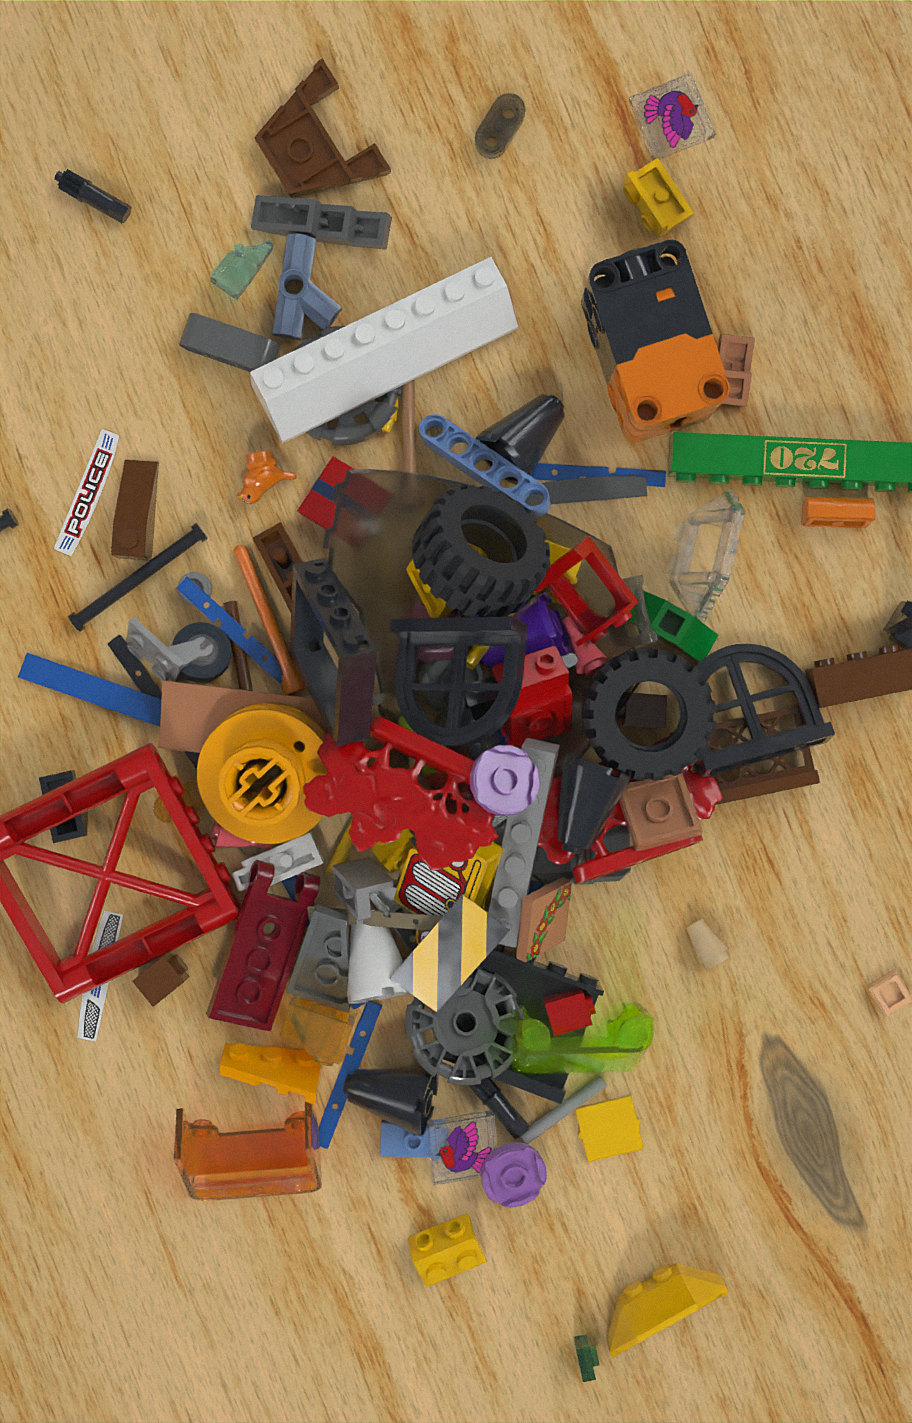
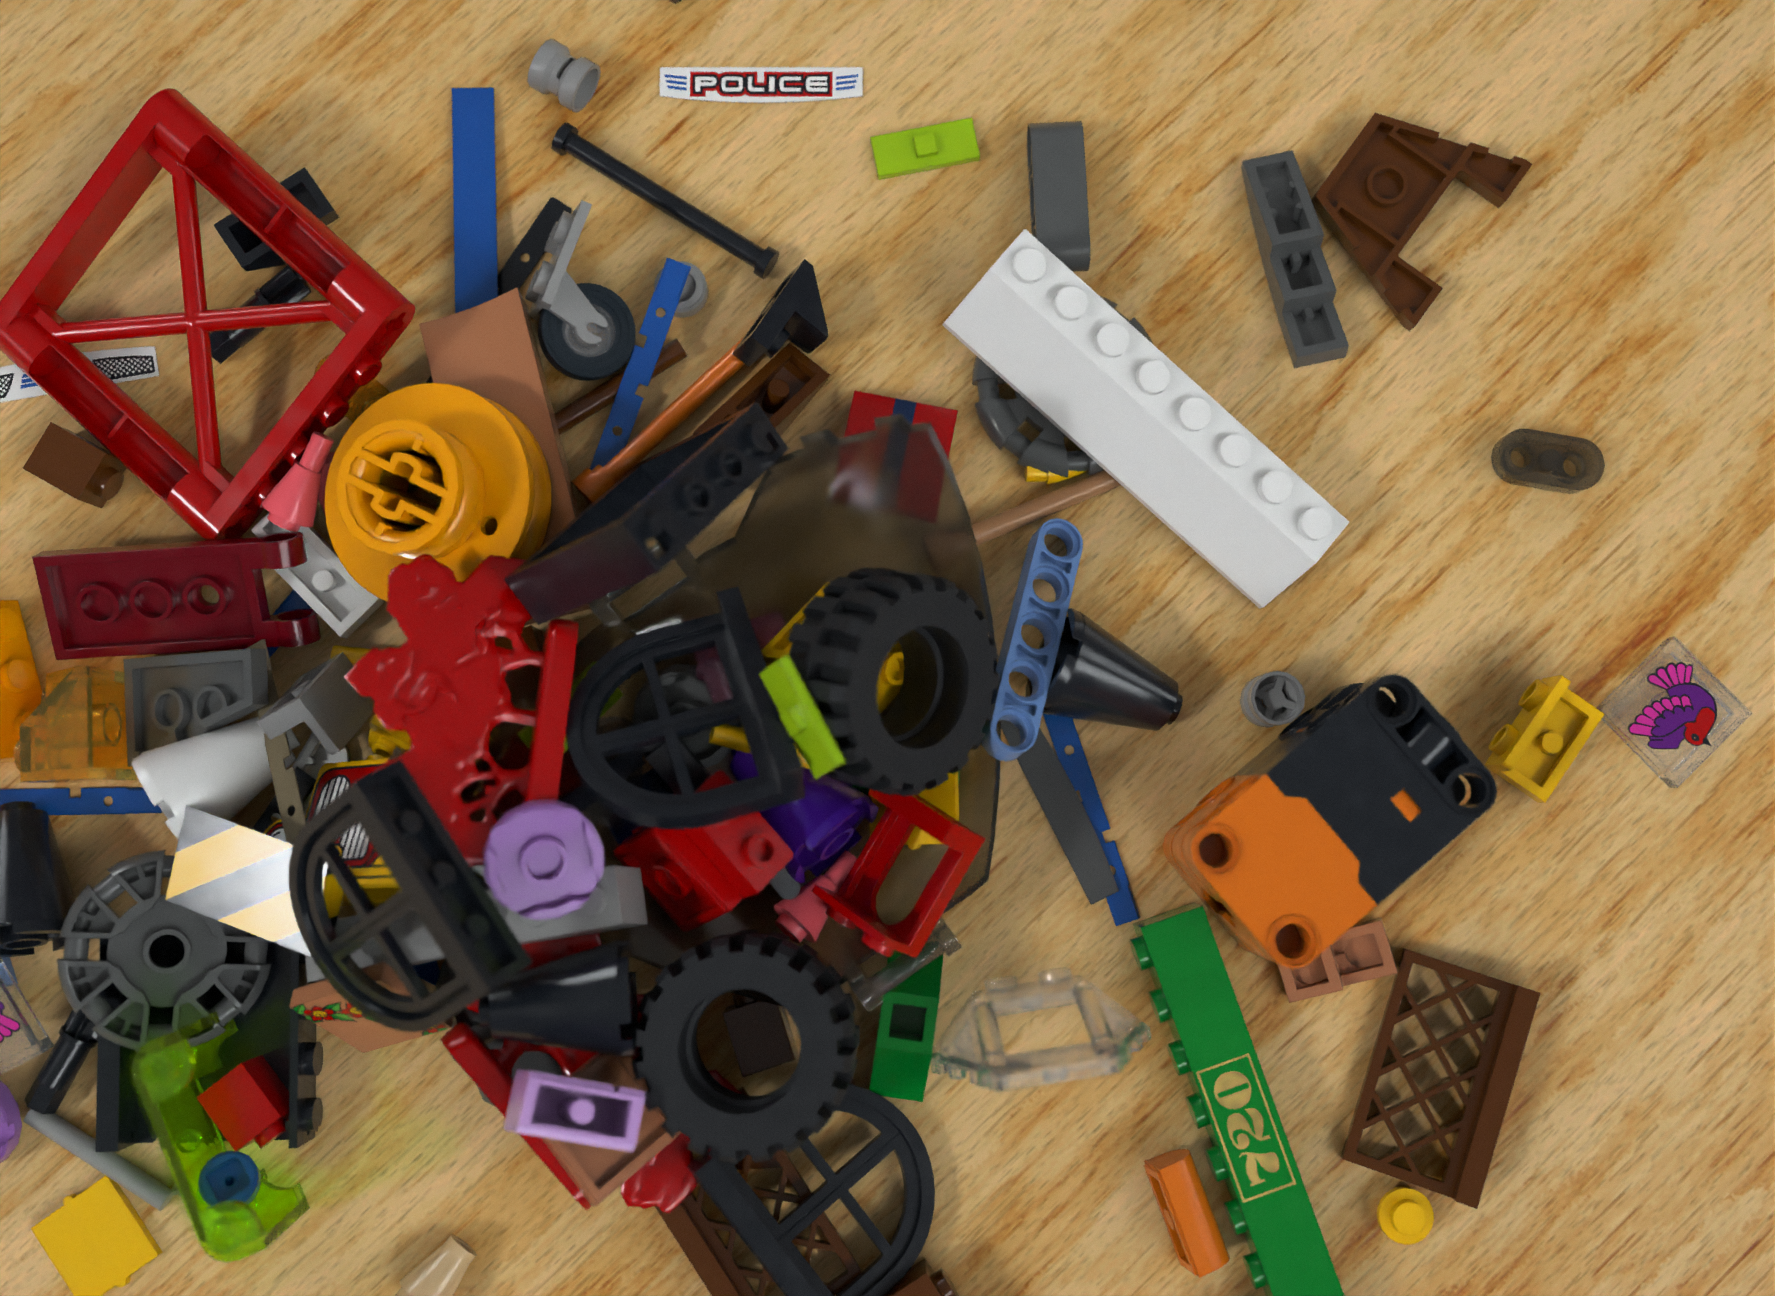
camera: 65 degrees right, 5 degrees down
(39, 606) = (563, 75): none -> light grey wheel
(104, 826) = (284, 287): none -> black piece
(135, 511) = (758, 158): reddish brown slope -> none
(167, 411) = (925, 148): none -> lime piece
(231, 854) = (296, 495): none -> coral cone
(238, 531) = (790, 314): none -> black slope
(240, 268) = (1177, 170): clear light blue slope -> none
(261, 476) = (884, 318): orange animal -> none
(310, 301) = (1173, 286): sand blue piece -> none
(485, 606) = (801, 717): none -> lime piece
(494, 841) = (432, 882): none -> black window
(571, 338) = (1282, 700): none -> light grey wheel
(605, 1032) = (229, 1177): none -> blue tile
(646, 818) = (574, 1110): none -> lavender brick
(839, 315) = (1487, 1093): none -> reddish brown fence
(889, 390) = (1405, 1215): none -> yellow plate

